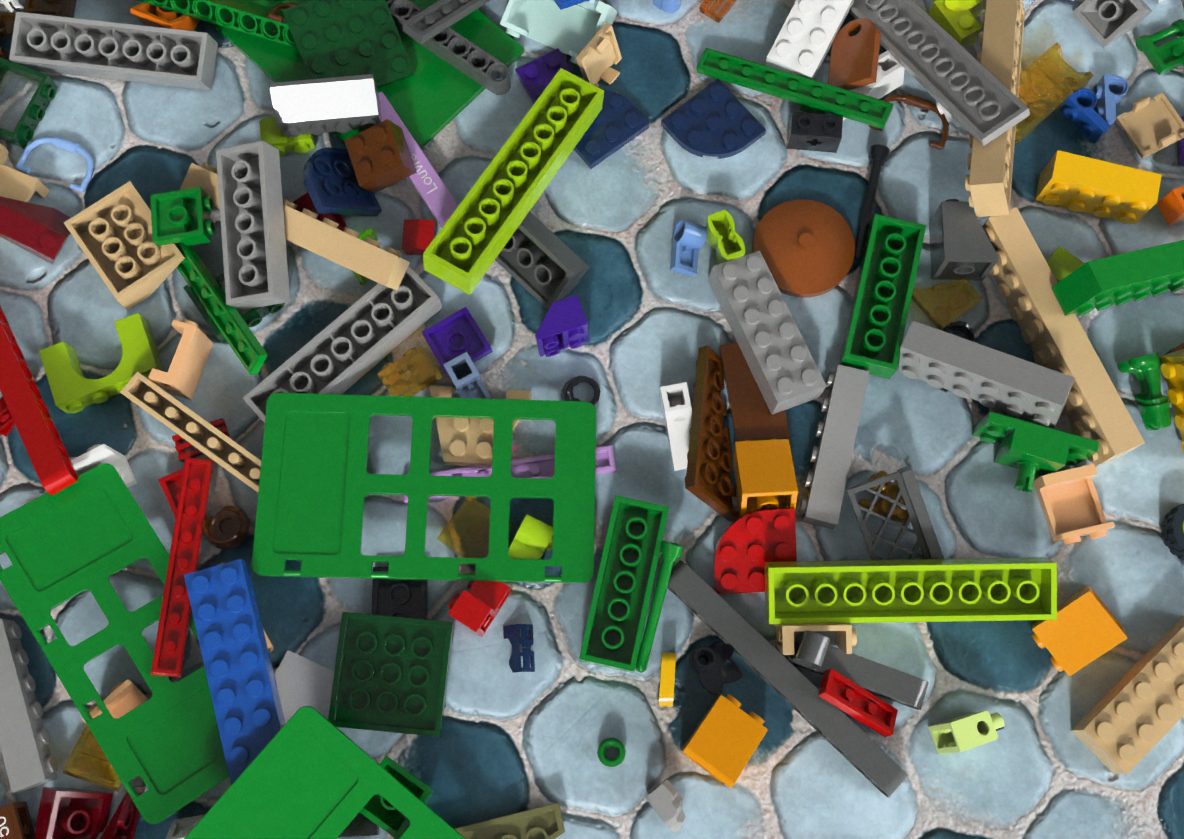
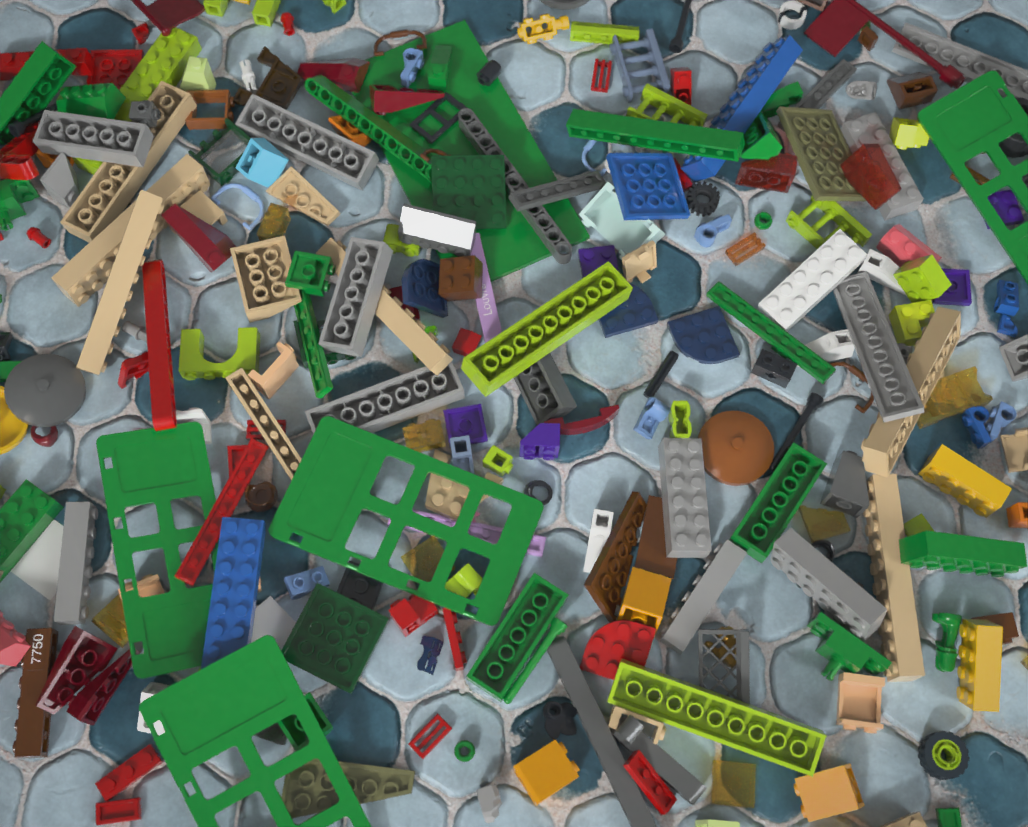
camera: 15 degrees right, 5 degrees down
(64, 97) = (262, 162): none -> medium azure slope
(110, 169) = (274, 222): none -> clear yellow brick
(132, 123) = (301, 195): none -> tan wing
(327, 615) = (305, 582): none -> medium blue plate
(510, 365) = (497, 455): none -> lime brick
(546, 616) = (455, 639): none -> red plate
(551, 773) = (443, 723): none -> red tile
(628, 266) = (578, 427): none -> dark red slope
(667, 679) = (522, 715): yellow beam -> none
(678, 189) = (661, 374): none -> black axle
(855, 57) = (822, 324): dark orange tile -> none
(958, 664) = (733, 784): none -> clear yellow plate

